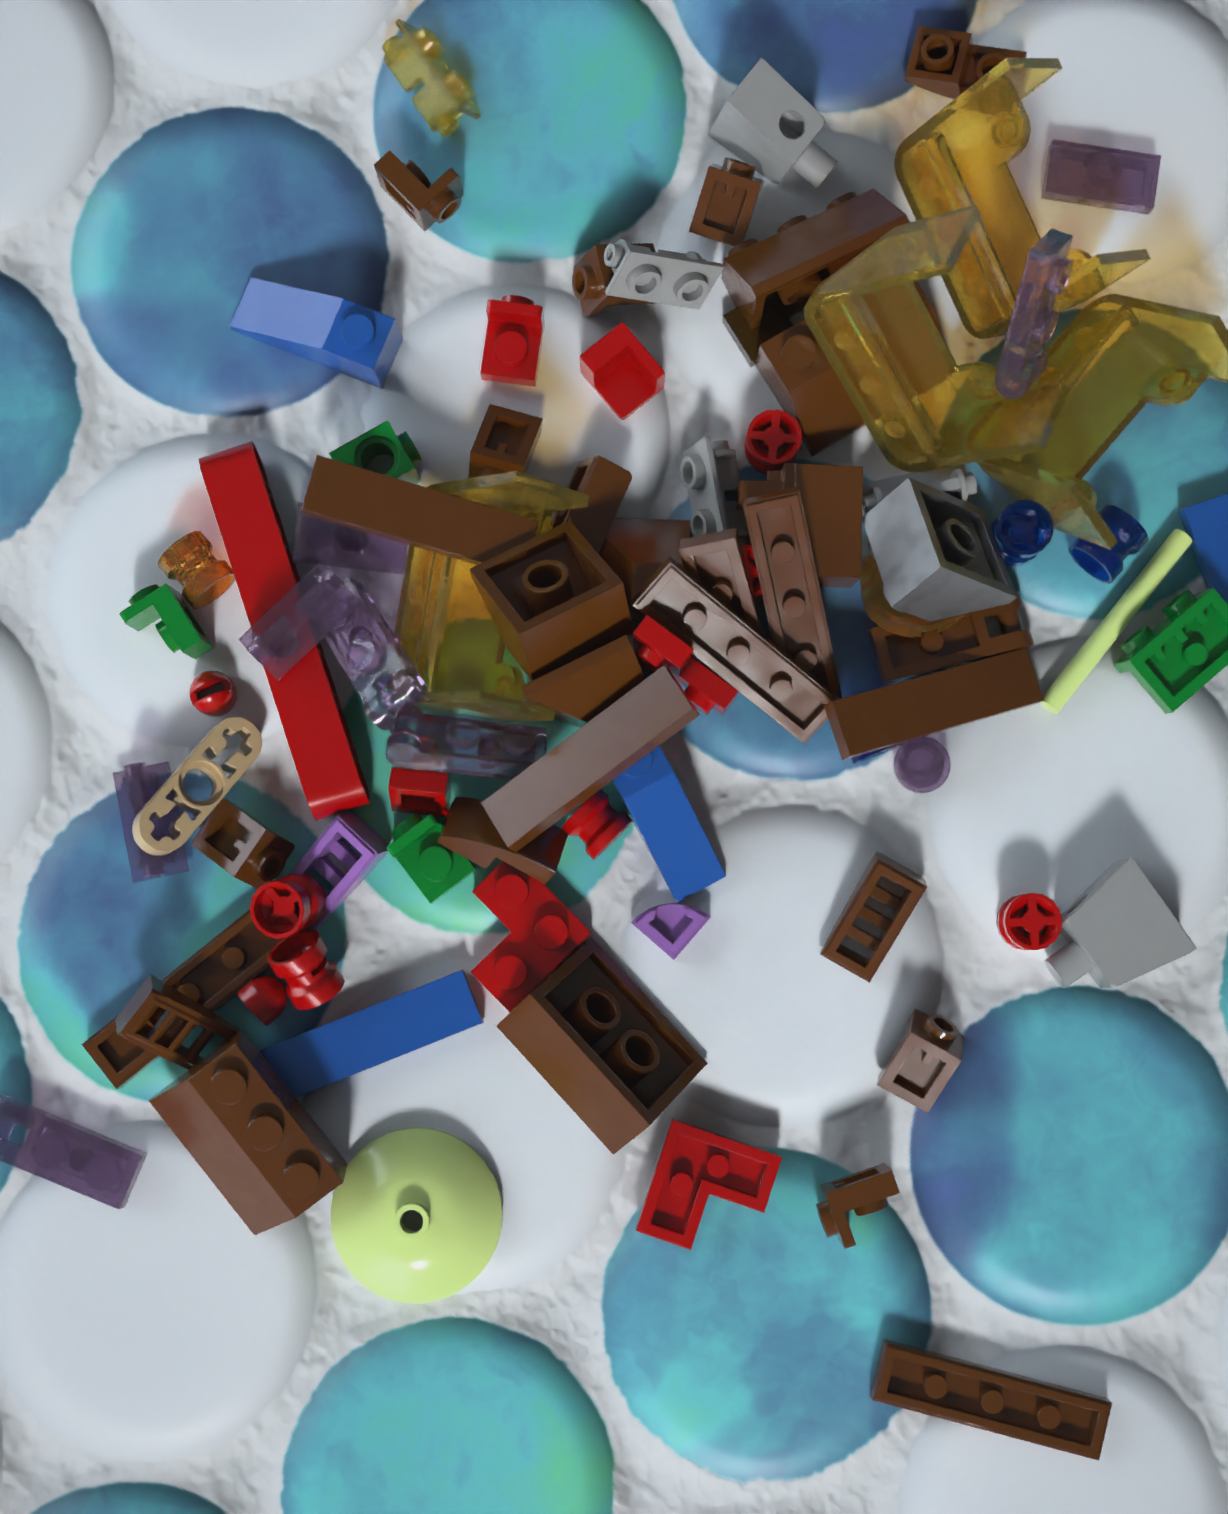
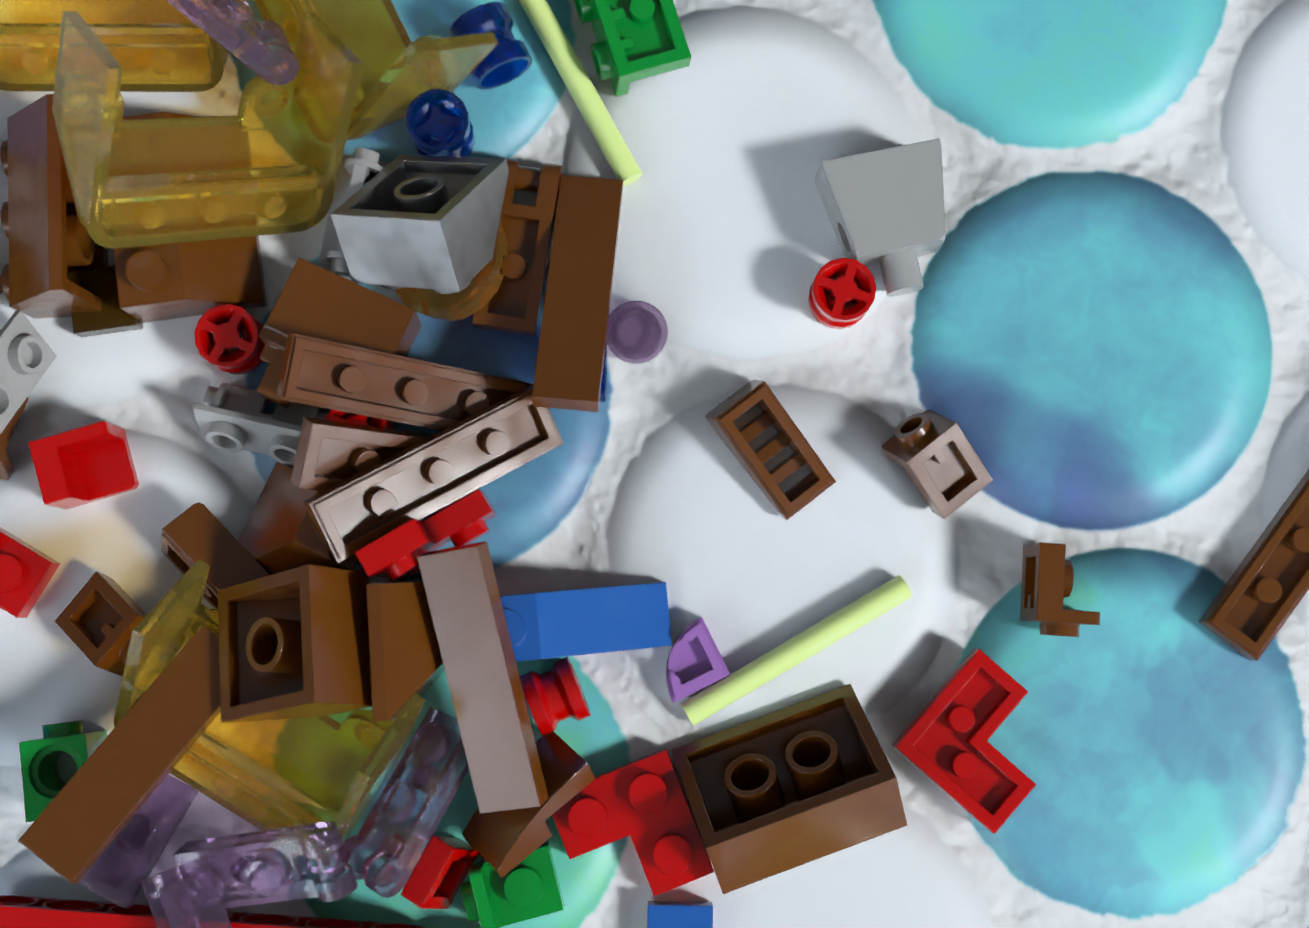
camera: 75 degrees left, 0 degrees up
(717, 1007) = (796, 650): none -> yellowish green bar

